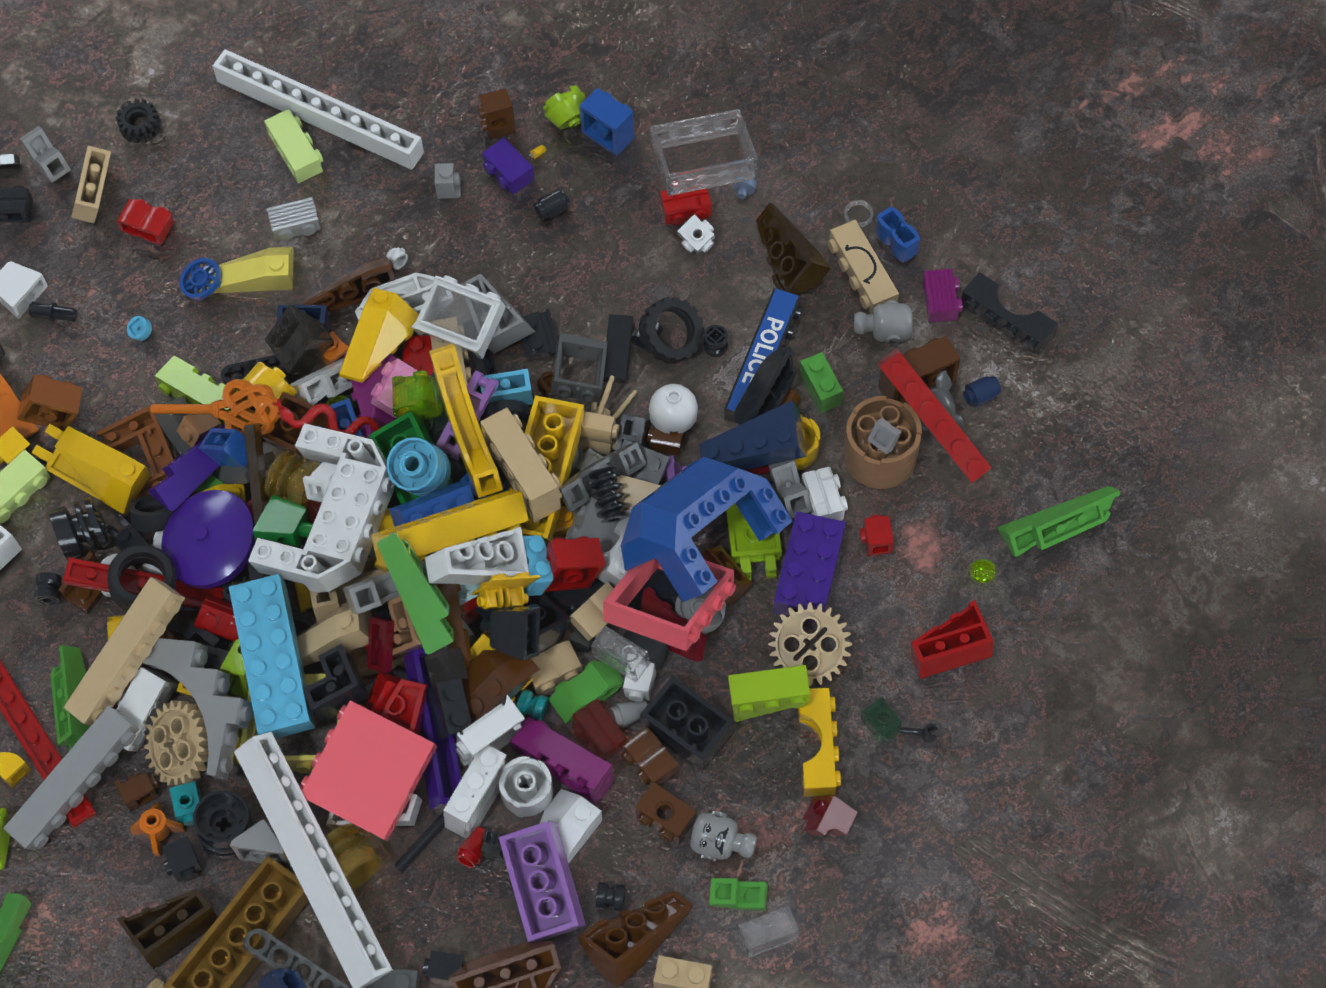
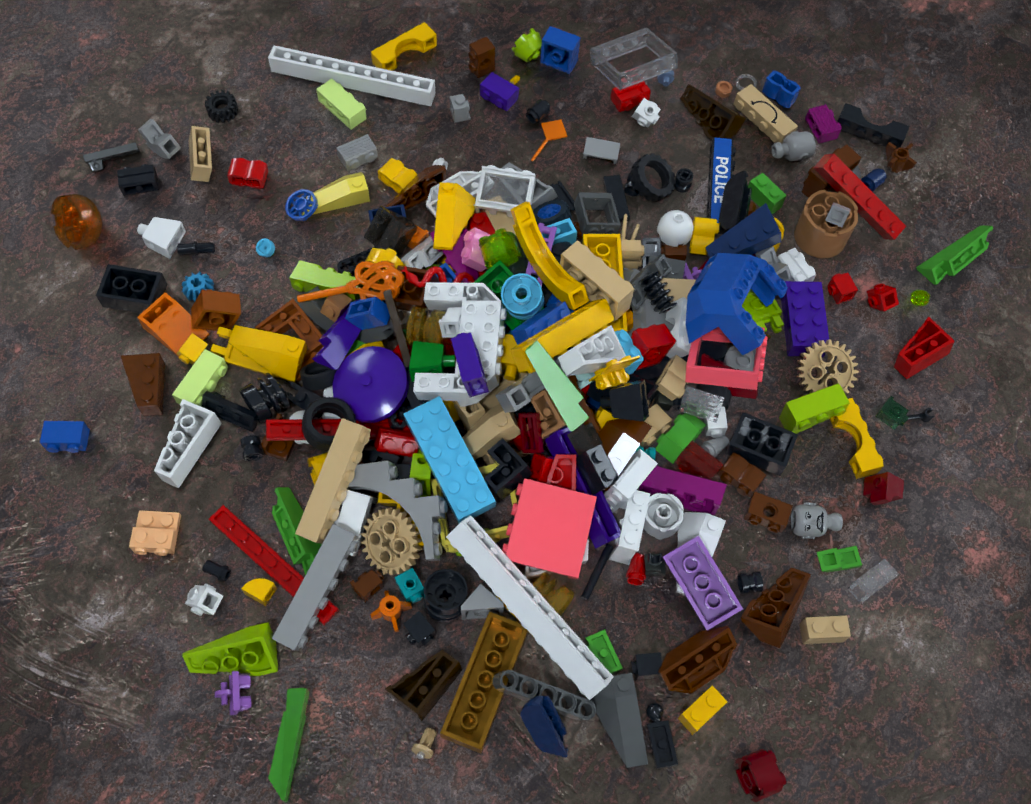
camera: 20 degrees left, 0 degrees up
(23, 526) = (230, 411): none -> black hinge
(40, 362) = (196, 283): none -> dark azure gear
(315, 543) = (469, 364): none -> dark purple window
(334, 260) = (396, 175): none -> yellow brick
(396, 939) = (602, 648): none -> bright green plate
(424, 69) = (419, 38): none -> yellow arch
(514, 355) = (552, 212): none -> black wheel
(565, 235) = (552, 131): none -> orange piece
(618, 276) = (601, 149): none -> light grey hinge
(710, 421) = (703, 234): none -> yellow brick
(822, 217) = (723, 89): none -> nougat tile
(925, 560) = (882, 297): none -> red brick
(1026, 367) = (898, 158): none -> reddish brown brick

